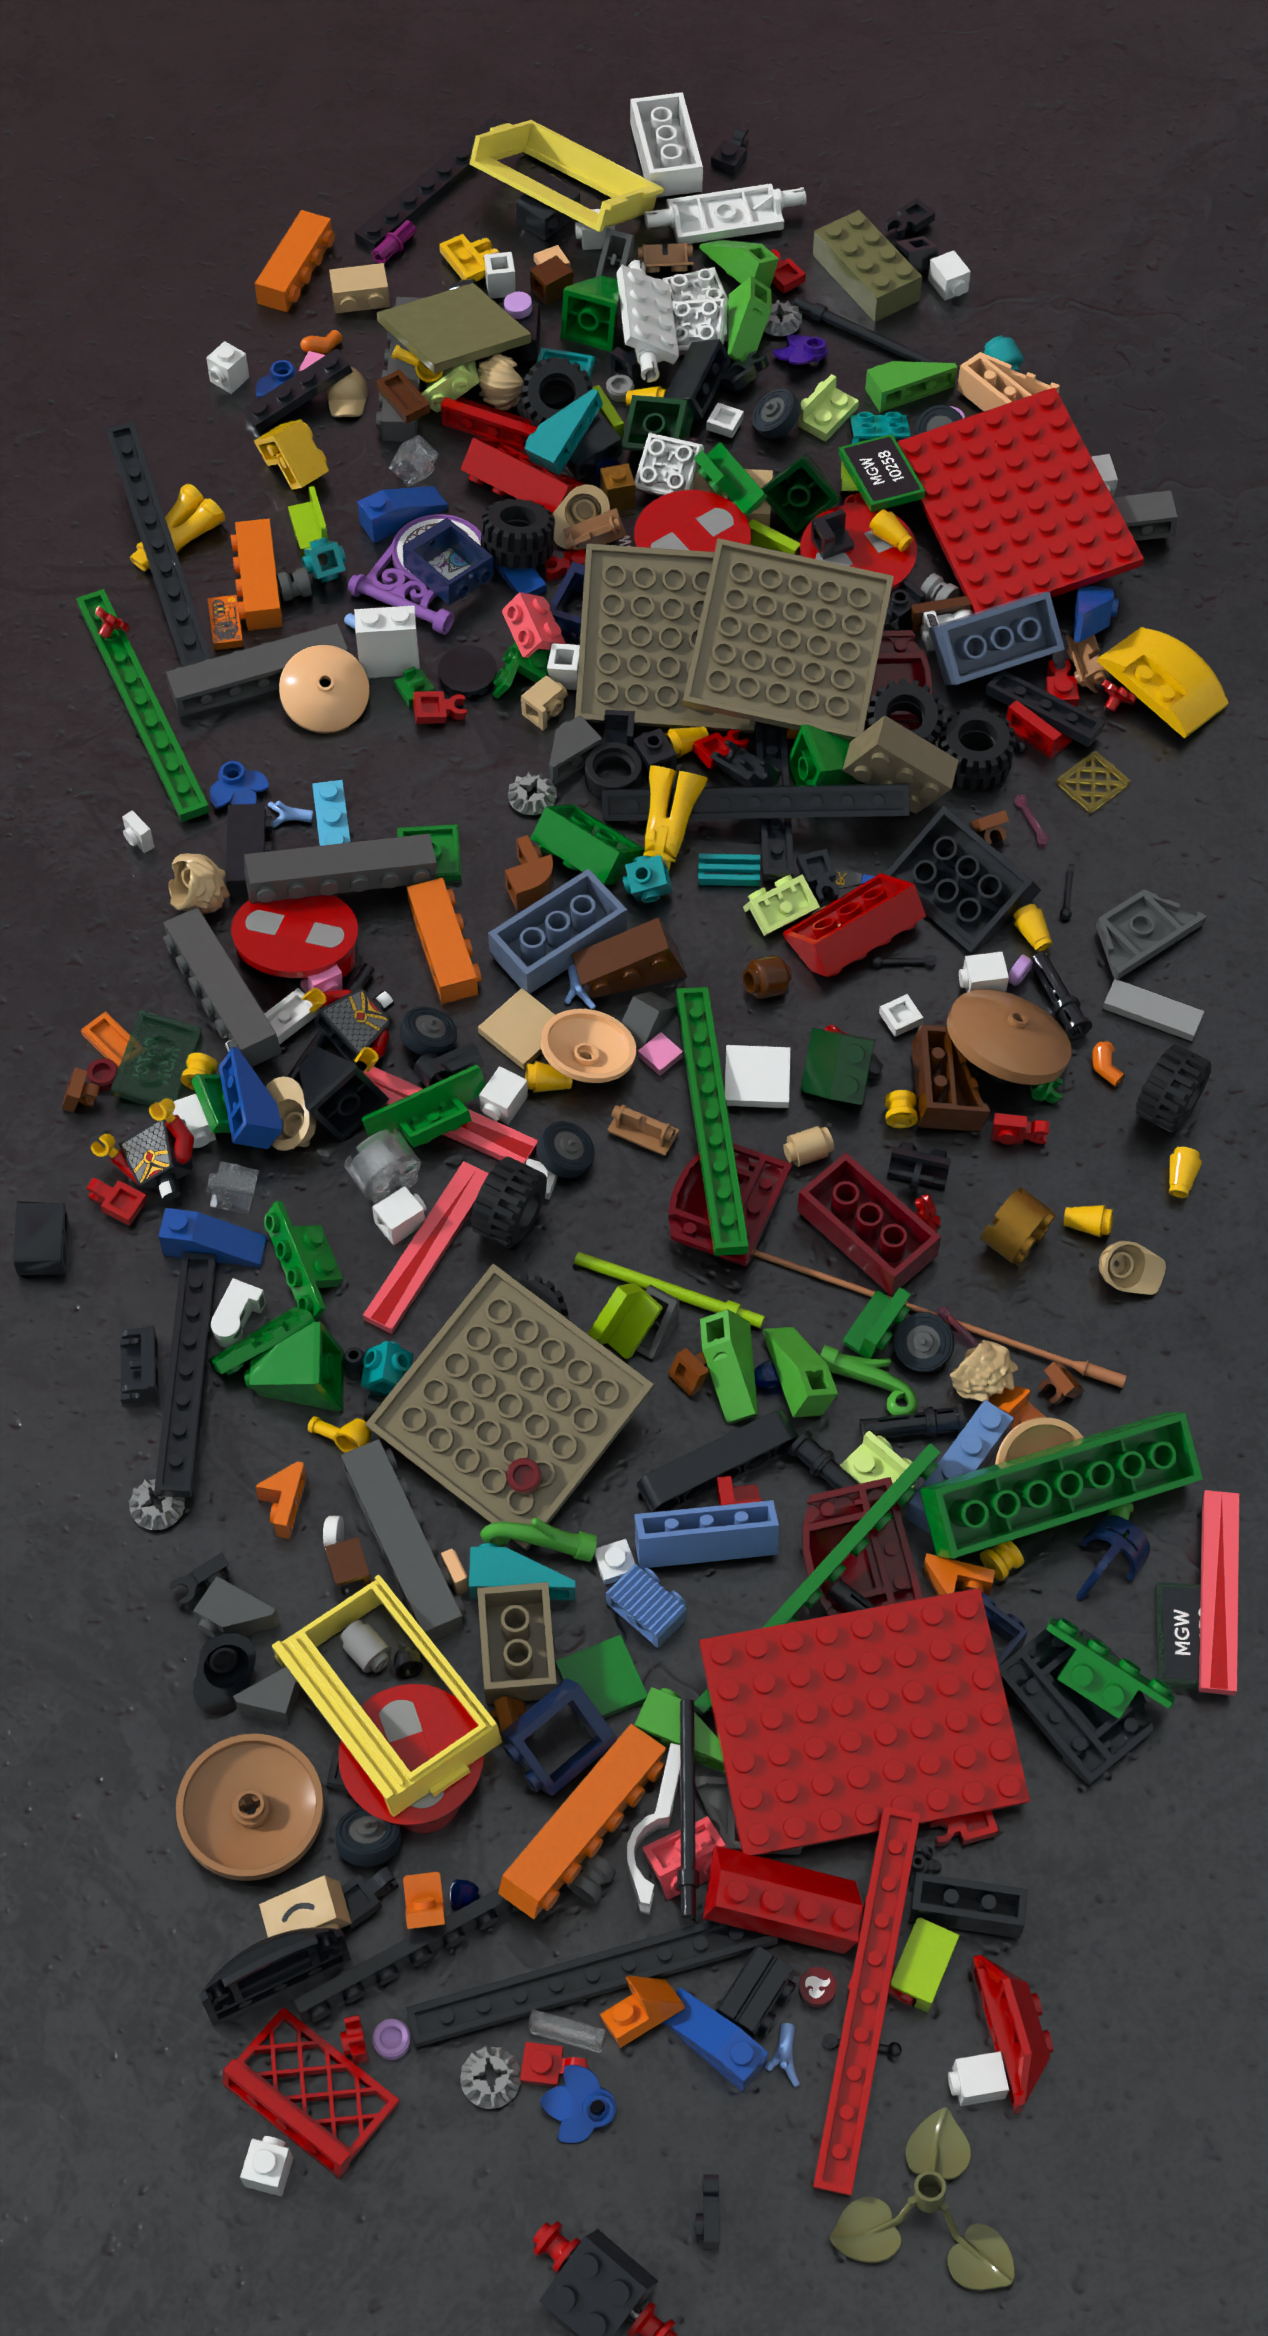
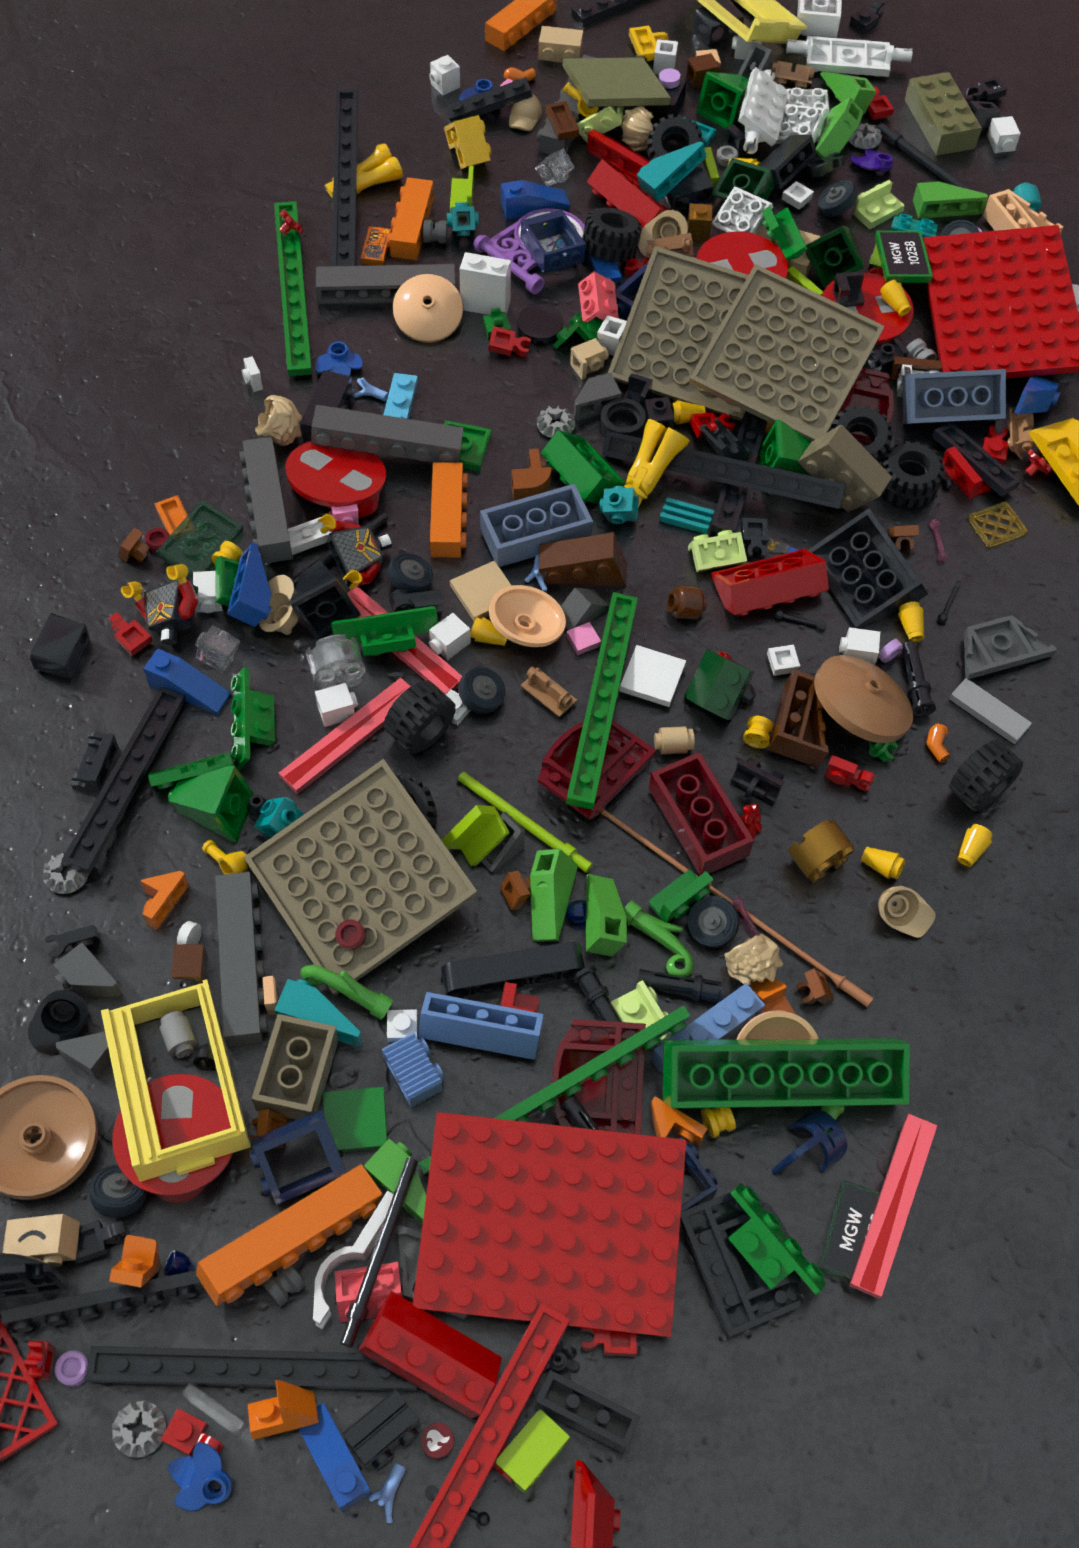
camera: 15 degrees right, 0 degrees up
(235, 1310) = (182, 742): white leg -> none
(393, 242) = (597, 21): magenta axle -> none

